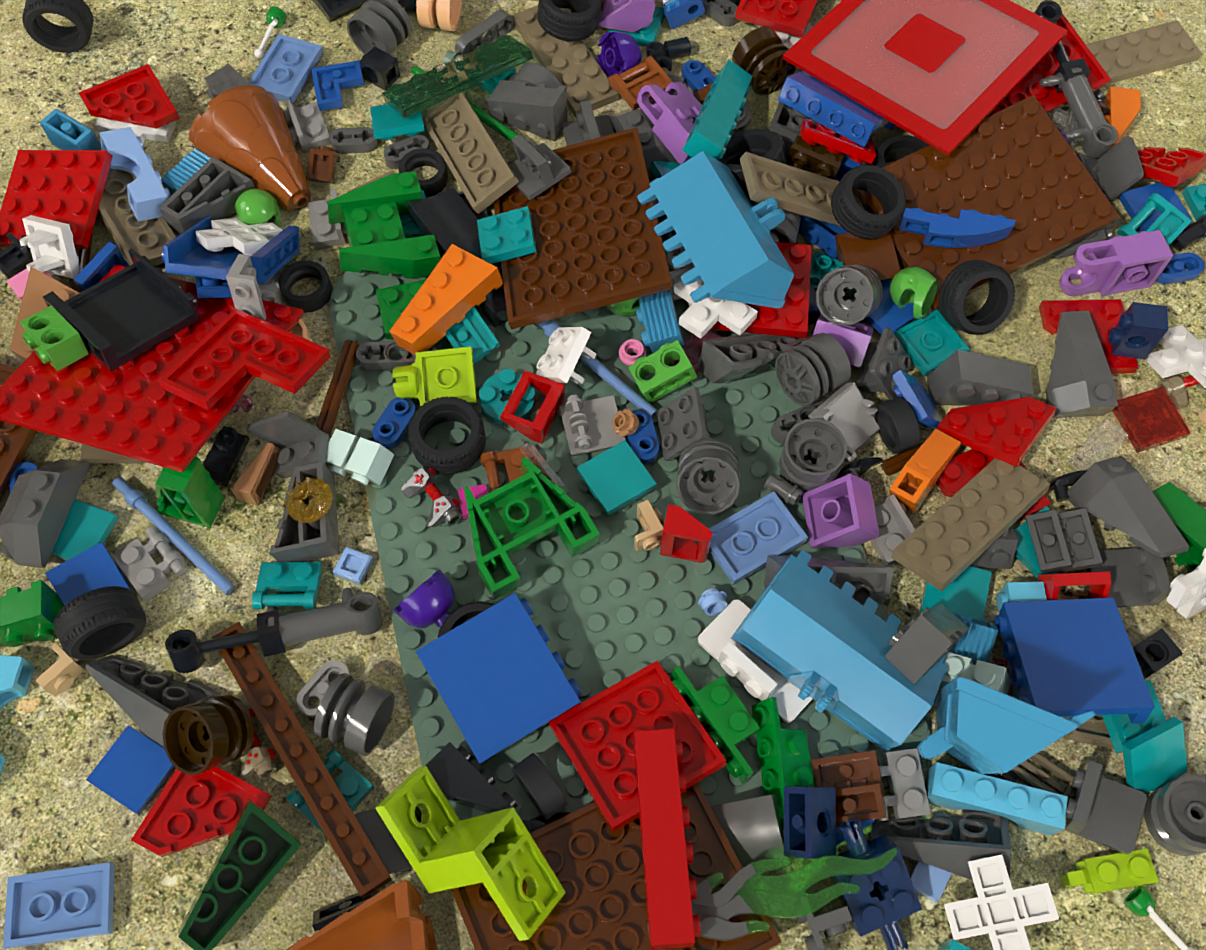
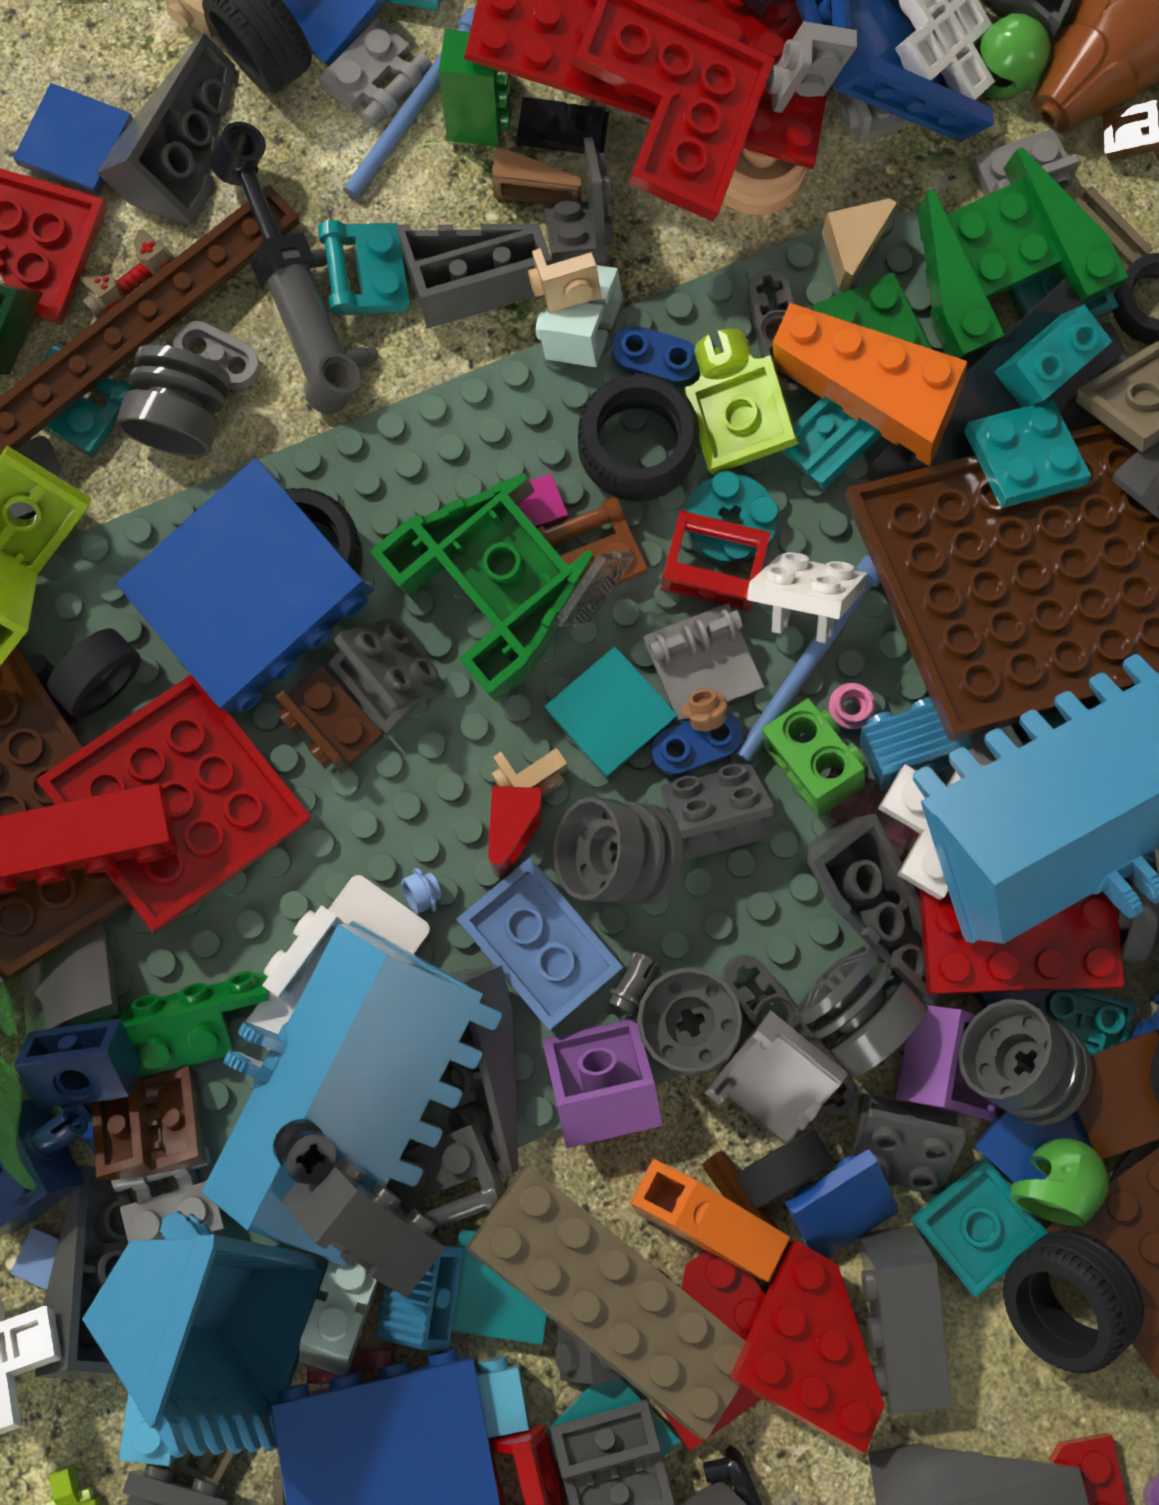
camera: 80 degrees right, 15 degrees up
(207, 734) = (114, 213): dark brown wheel -> none
(302, 270) = (887, 134): black tyre -> none
(317, 506) = (465, 266): clear yellow gear -> none
(337, 386) = (695, 257): reddish brown axle -> none
(341, 454) = (565, 282): none -> tan bracket
(352, 306) = (852, 236): none -> tan slope
(353, 565) = (414, 353): light blue tile -> none
(428, 602) = (352, 465): dark purple cylinder -> none
(444, 508) = (518, 458): flat silver piece -> none
(453, 213) = (1053, 356): none -> teal brick
(463, 782) = (93, 564): black slope -> none
(570, 603) = (385, 671): none -> dark grey bracket
(593, 644) = (330, 719): none -> reddish brown bracket
(722, 718) = (233, 926): green bracket -> none
(859, 467) = (704, 1108): black bar -> none
(885, 595) = (455, 1159): none -> dark grey plate
(888, 657) = (295, 1141): none -> black wheel
(893, 528) = (597, 1170): light grey bracket -> none

